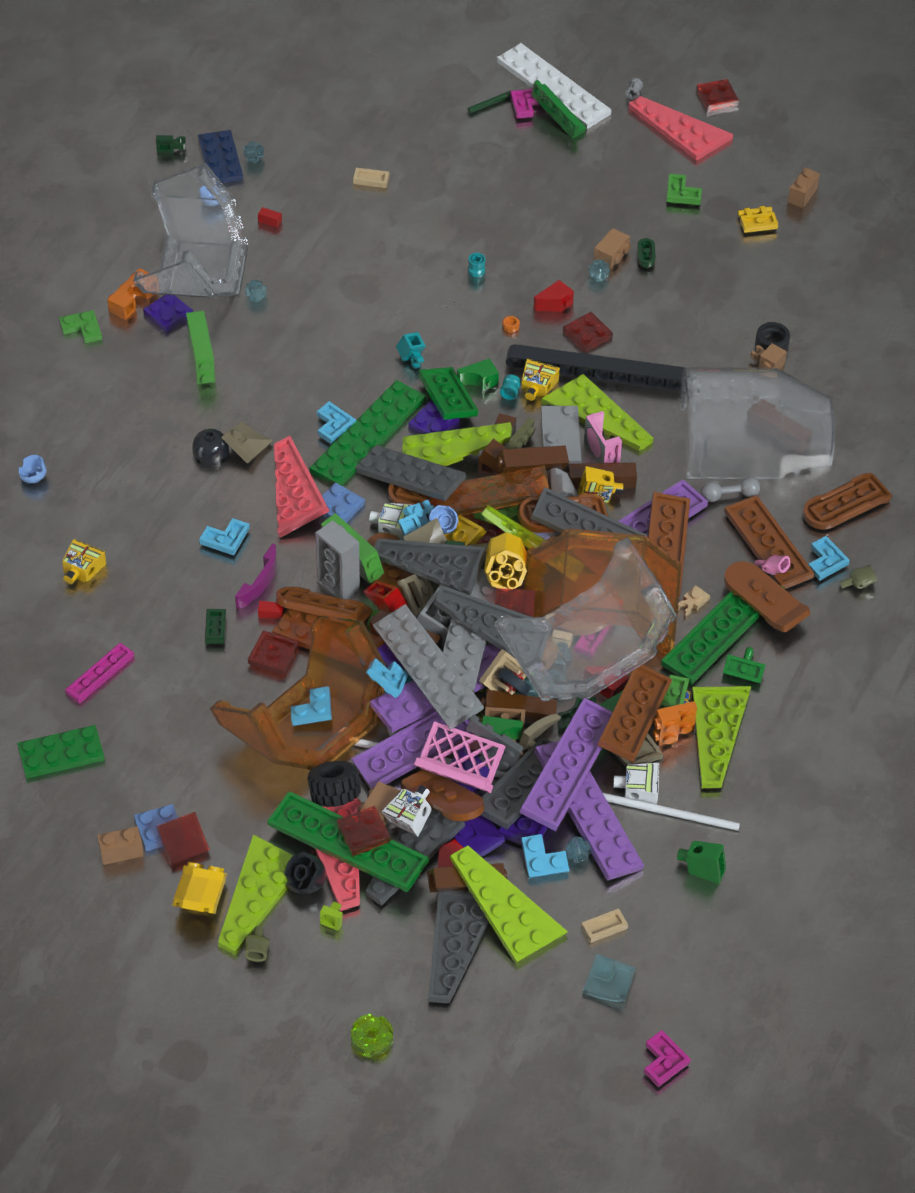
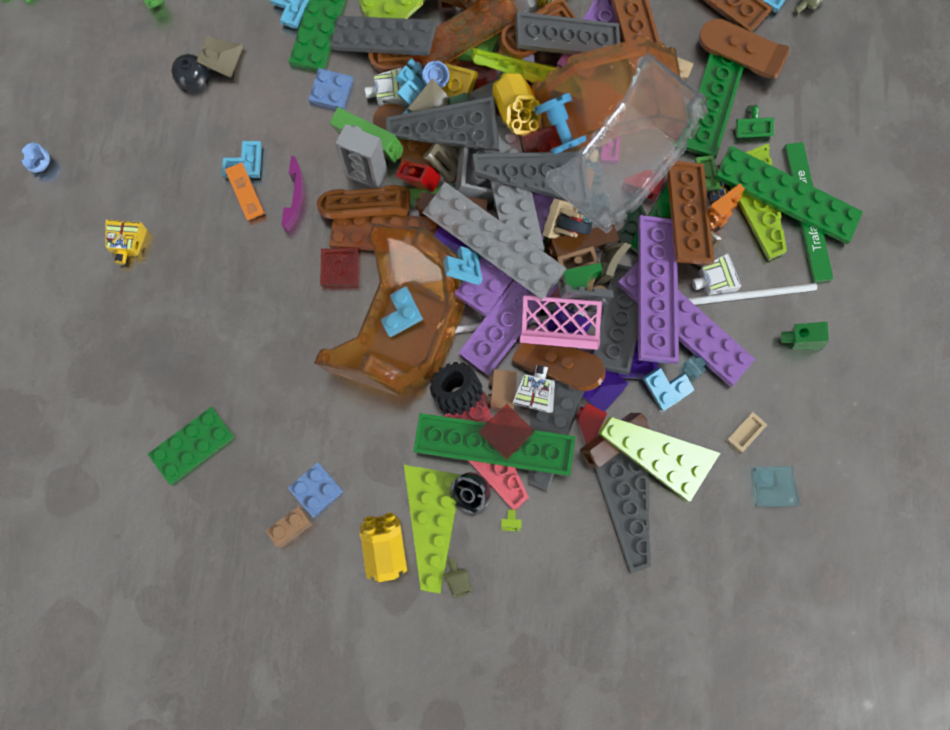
camera: 20 degrees left, 25 degrees up
(99, 673) = (191, 348): dark pink tile -> none
(182, 838) = (343, 497): clear red plate -> none
(214, 560) = (244, 191): none -> orange tile
(215, 626) = (275, 259): dark green plate -> none
(270, 610) = (317, 223): red piece -> none
(296, 491) = (289, 93): coral wing -> none
(376, 1045) = (609, 629): clear neon green plate -> none
(535, 578) = (557, 116): none -> dark azure piece
(669, 1058) = (861, 545): dark pink plate -> none
(748, 736) = (789, 194): none -> green plate
(763, 761) = (813, 238): none -> green tile
(774, 564) = (738, 13): bright pink piece -> none

